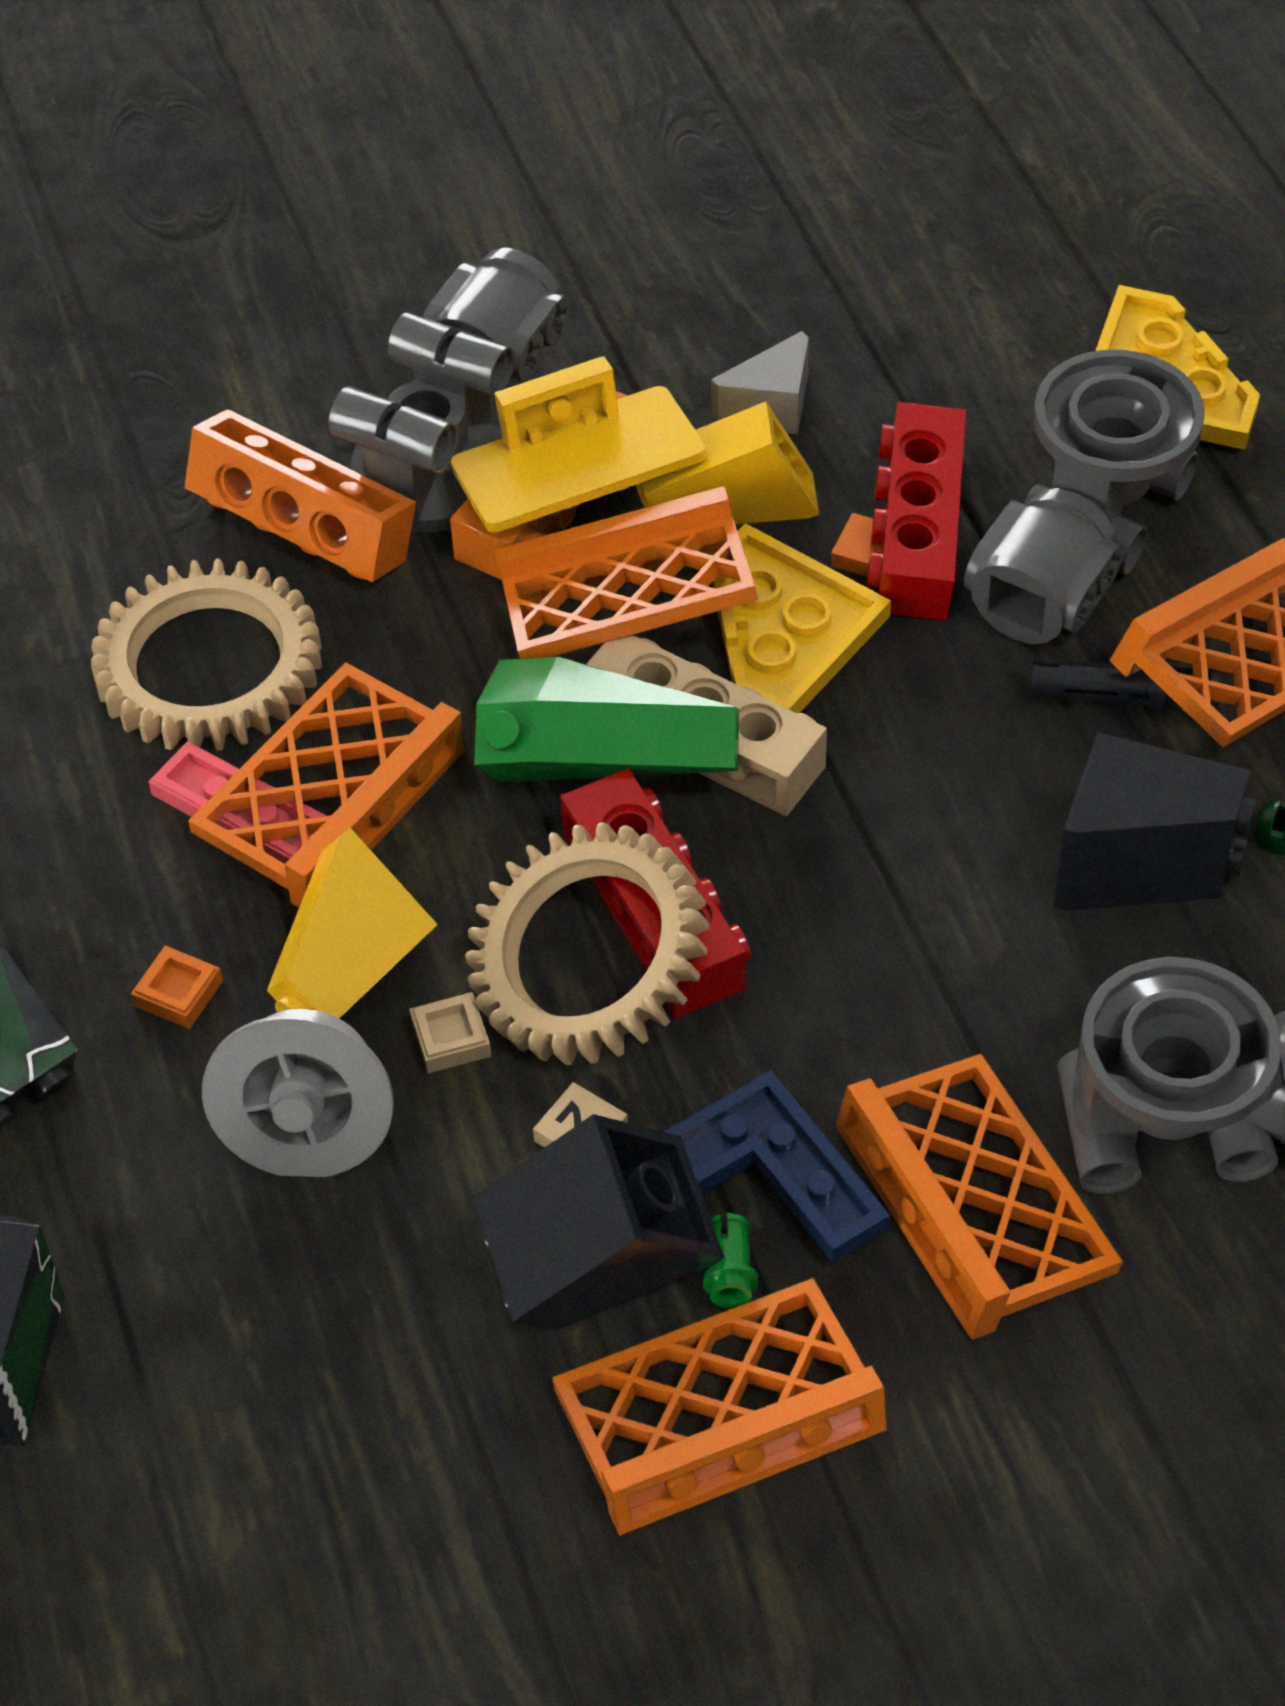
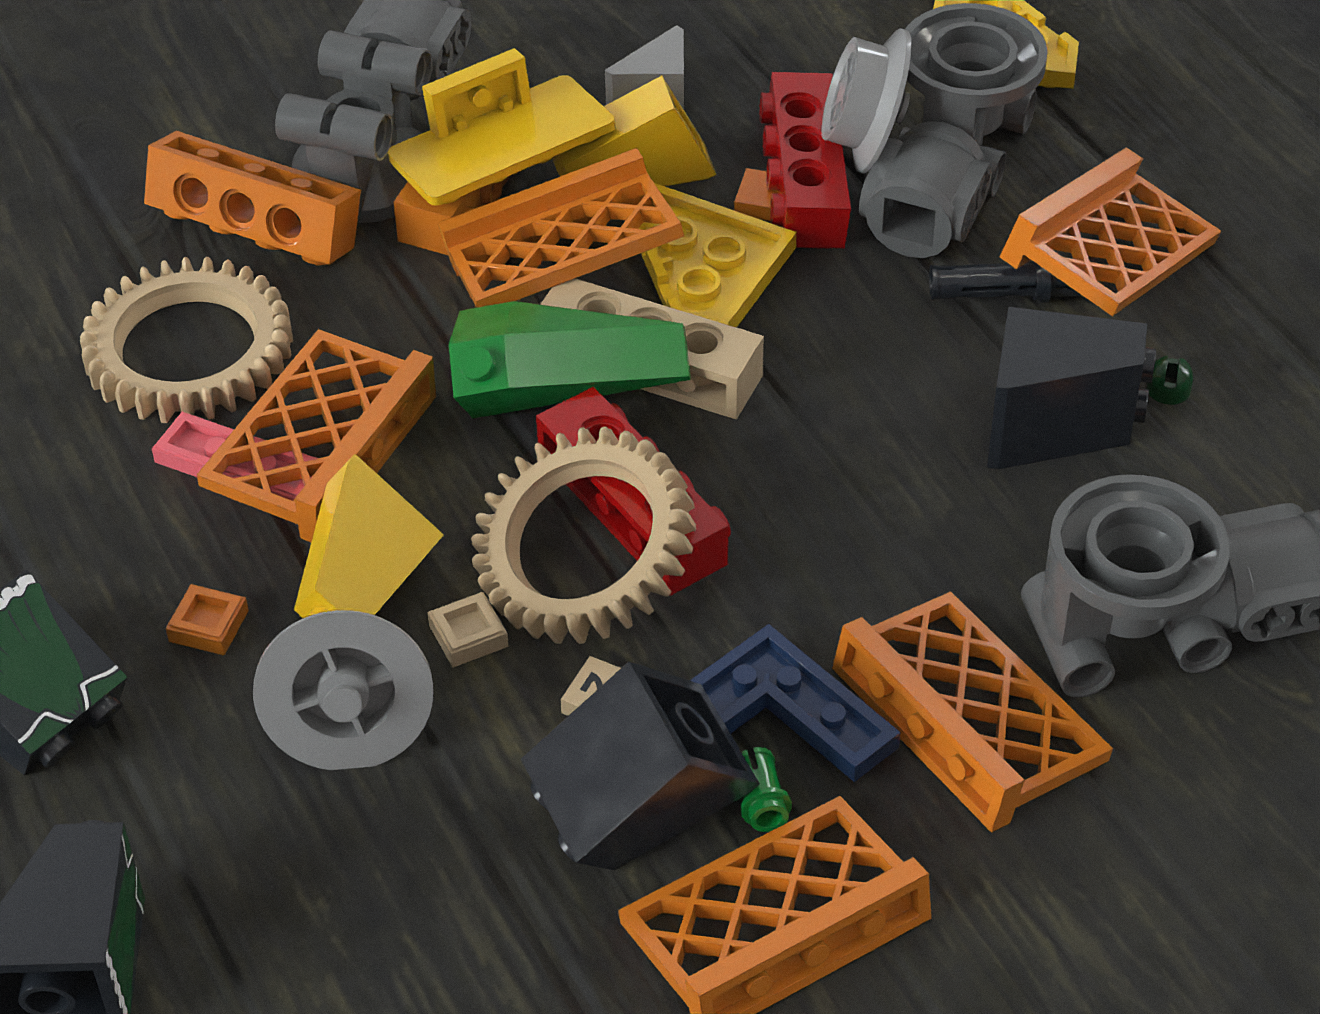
camera: 10 degrees left, 5 degrees down
(992, 451) = (868, 96): none -> light grey wheel

